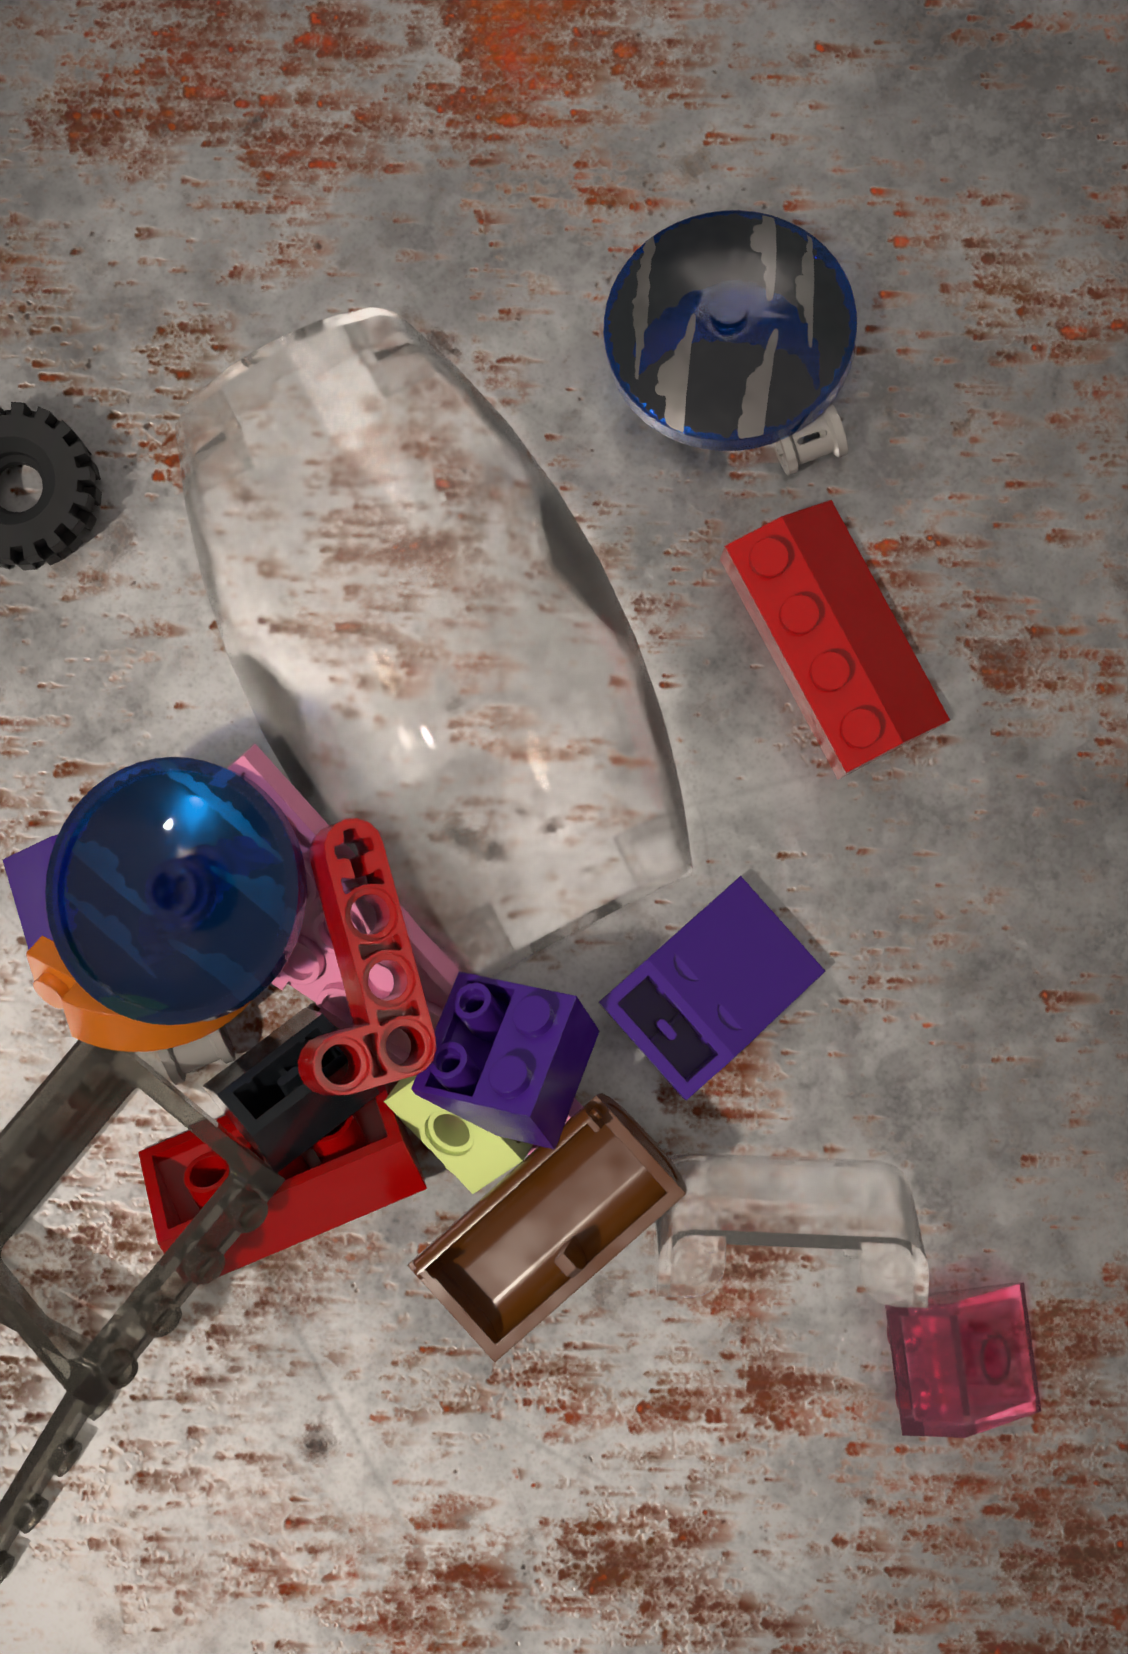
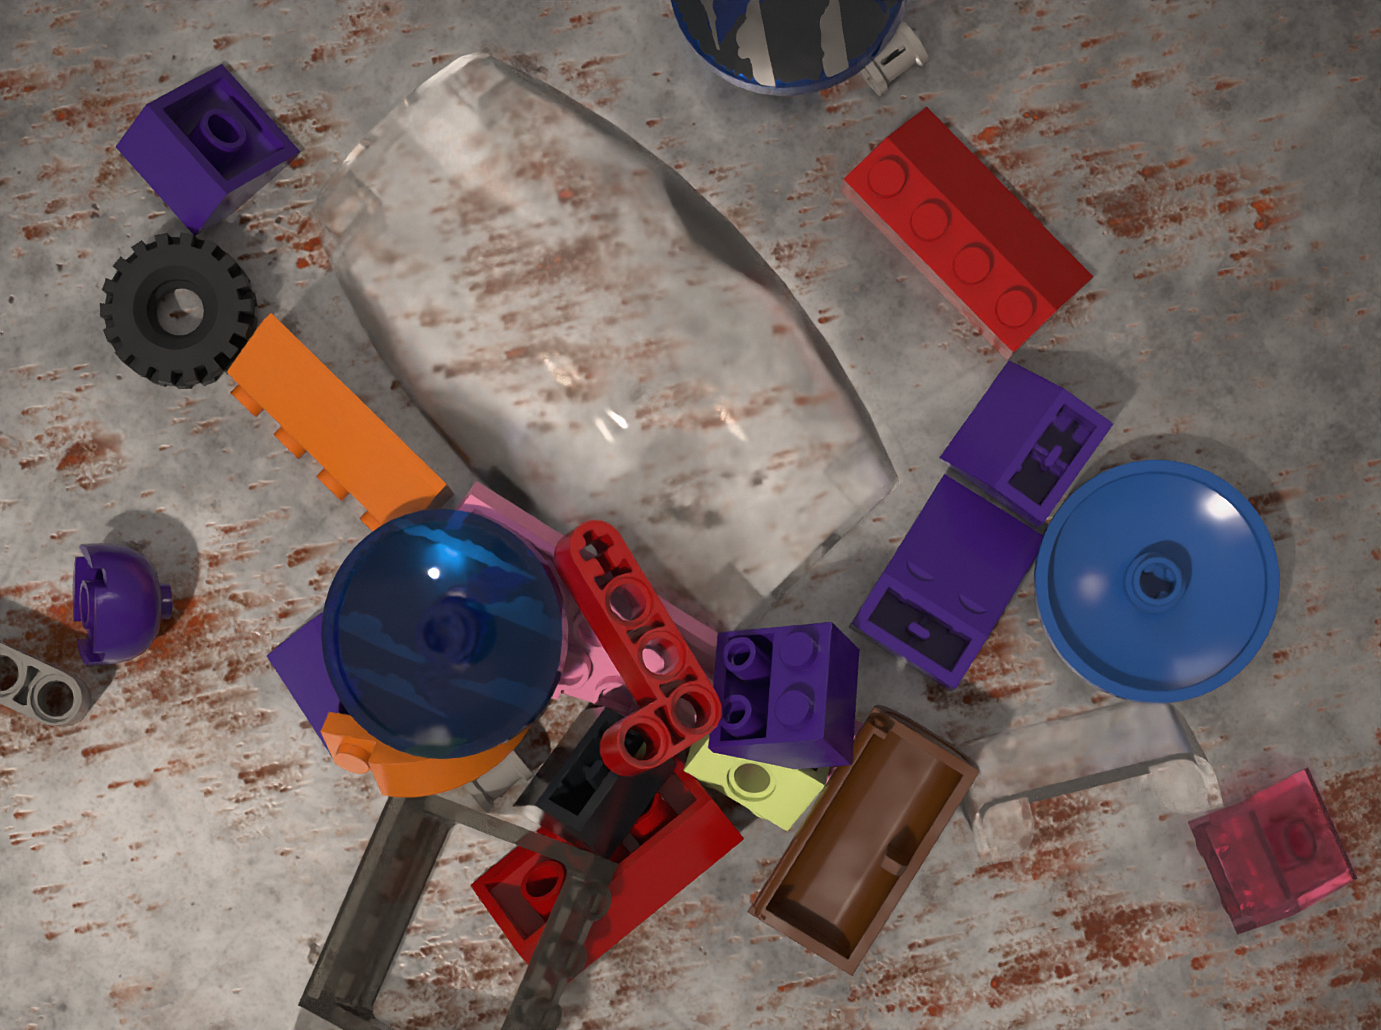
camera: 15 degrees left, 0 degrees up
(93, 331) = (206, 148): none -> dark purple slope
(134, 646) = (333, 426): none -> orange slope
(833, 868) = (1026, 442): none -> dark purple slope
(925, 1050) = (1156, 582): none -> blue dish

